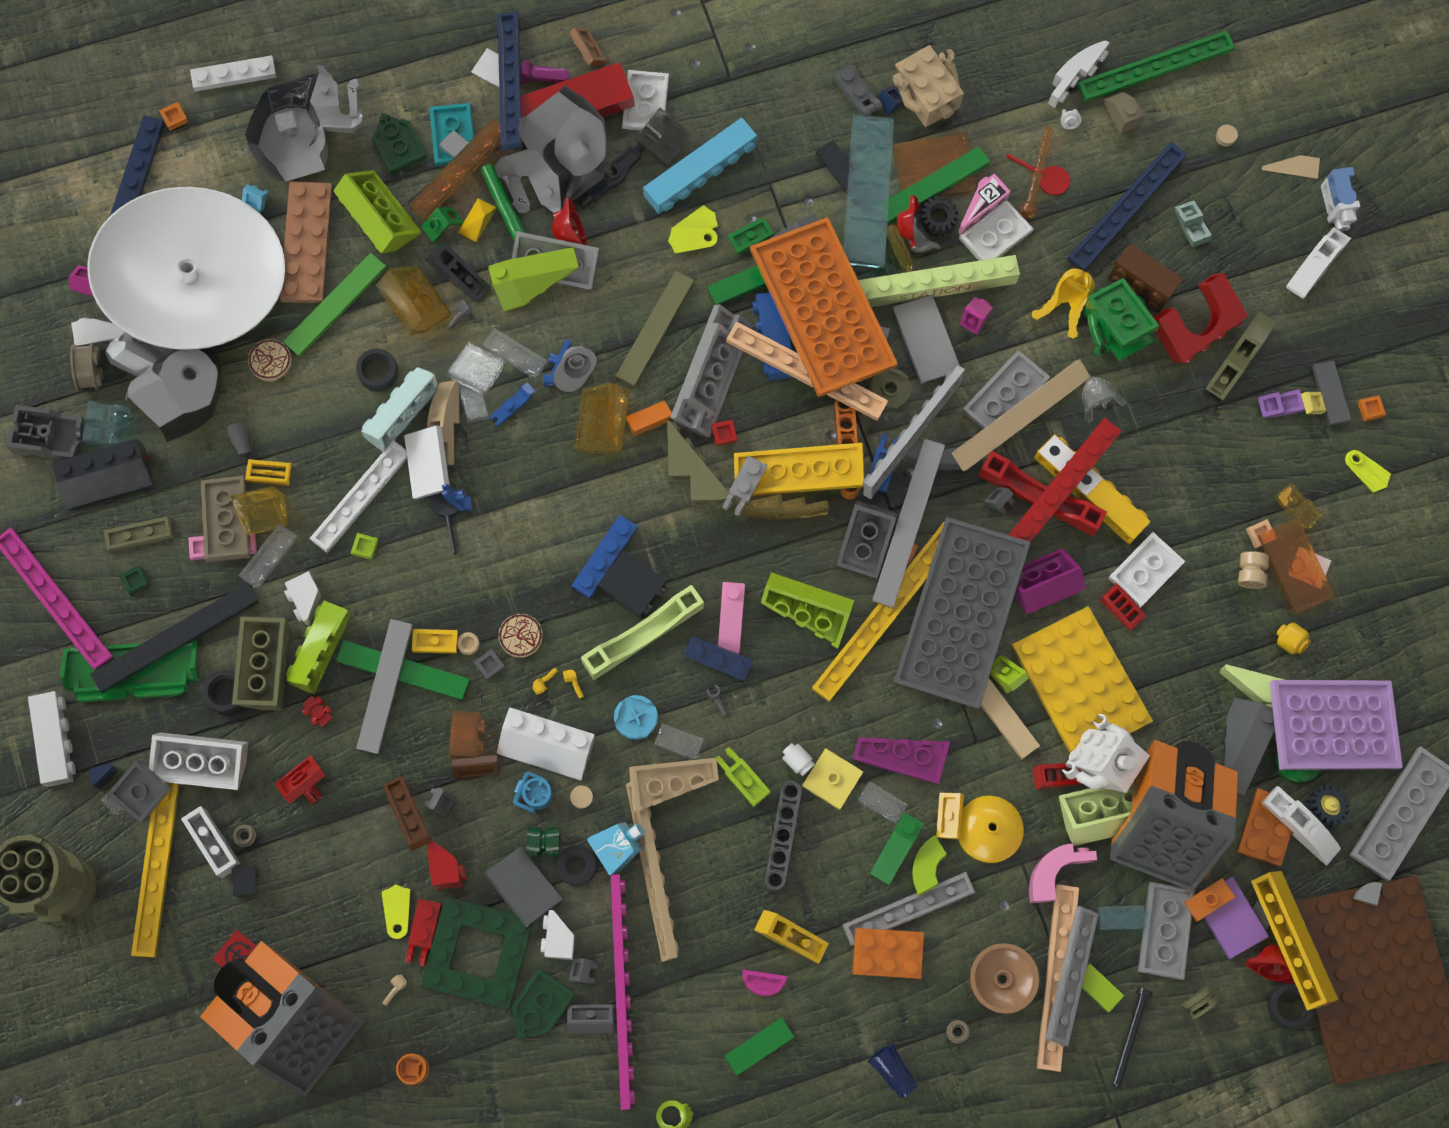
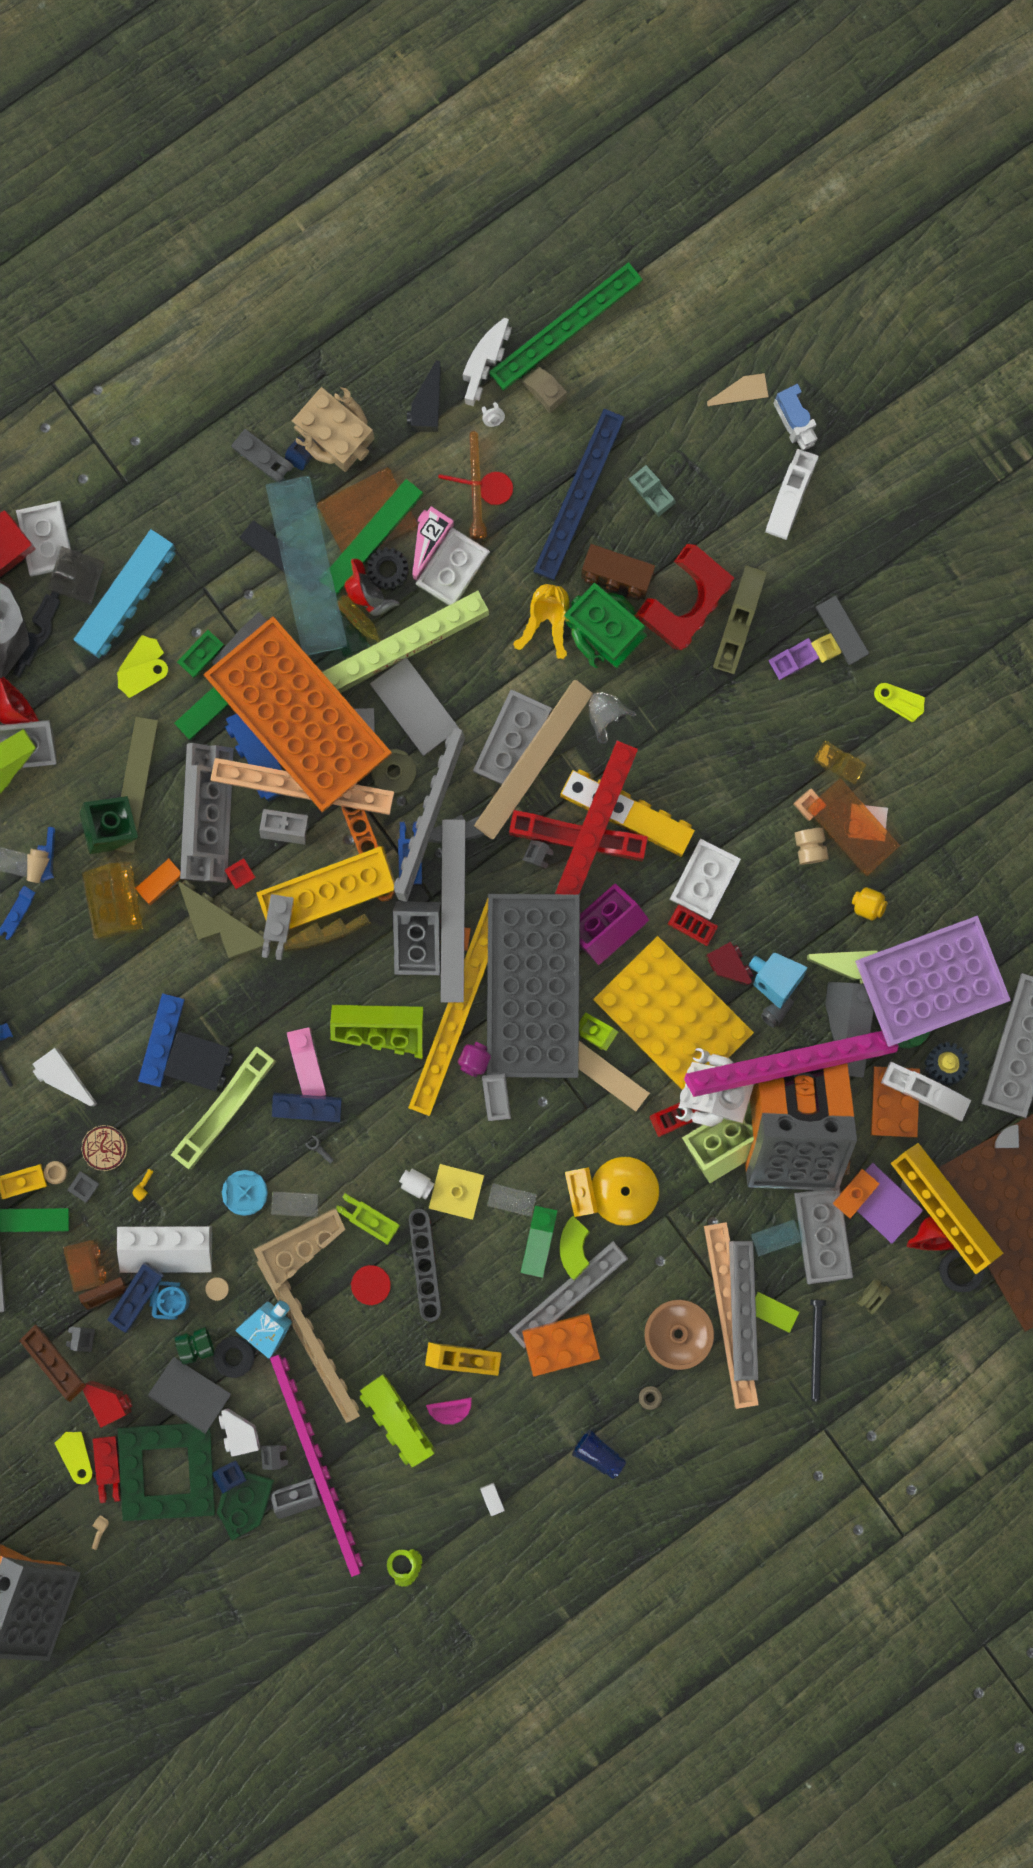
camera: 10 degrees left, 10 degrees up
(412, 1069) = (142, 1602): orange wheel -> none
(502, 558) = (58, 1073): none -> white slope
(503, 779) = (135, 1297): none -> dark blue plate
(535, 975) = (229, 1476): none -> dark blue slope
(546, 364) = (36, 864): none -> tan cone
(570, 676) = (167, 1172): yellow hand -> none
(574, 368) = (66, 856): light grey piece -> none
(620, 351) = (107, 824): none -> dark green slope
(711, 974) = (397, 1420): none -> lime wedge
(725, 840) = (370, 1285): none -> red piece
(759, 1046) = (464, 1473): green tile -> none
(777, 404) = (283, 826): none -> light grey hinge
(777, 1080) = (492, 1499): none -> white piece
(886, 663) = (474, 1059): none -> magenta head
(897, 703) = (496, 1097): none -> light grey tile
(910, 758) = (526, 1146): magenta wing -> none
(976, 315) = (457, 665): dark pink slope -> none
(1014, 91) = (425, 406): none -> black slope
(1044, 874) = (691, 1210): bright pink arch -> none
(1146, 652) = (727, 964): none -> dark red slope
(1179, 709) = (774, 1015): none -> dark grey cone
(1184, 751) = (787, 1063): none -> dark pink plate
(1190, 676) = (777, 977): none -> medium azure torso
(1226, 135) = (660, 380): tan tile -> none
(1371, 408) = (887, 633): orange tile -> none

